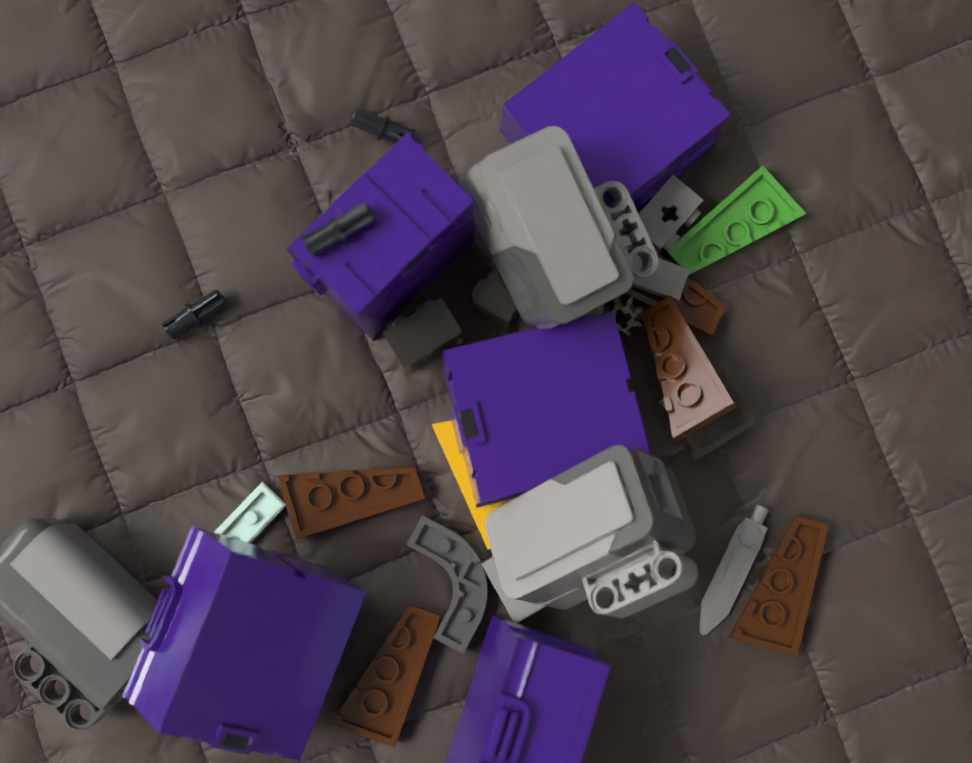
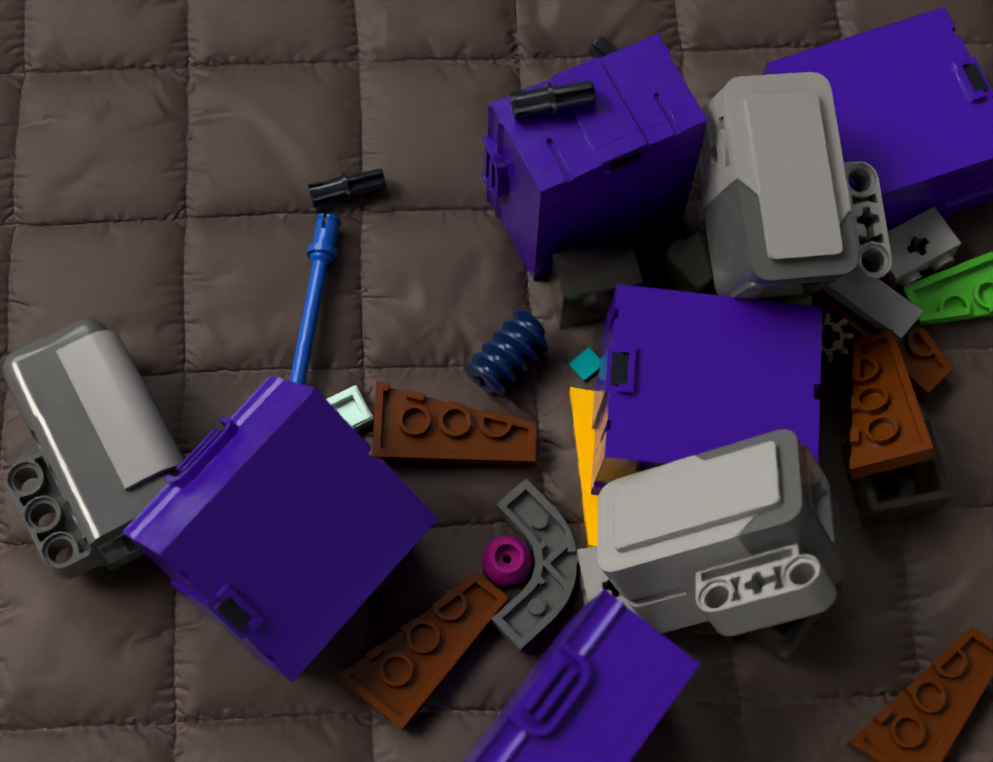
camera: 20 degrees right, 15 degrees down
(195, 380) = (321, 254): none -> blue bar
(374, 416) = (507, 353): none -> dark blue piece
(437, 398) = (585, 364): none -> teal window
(439, 588) = (507, 573): none -> magenta plate
(732, 570) = (874, 669): light grey piece -> none

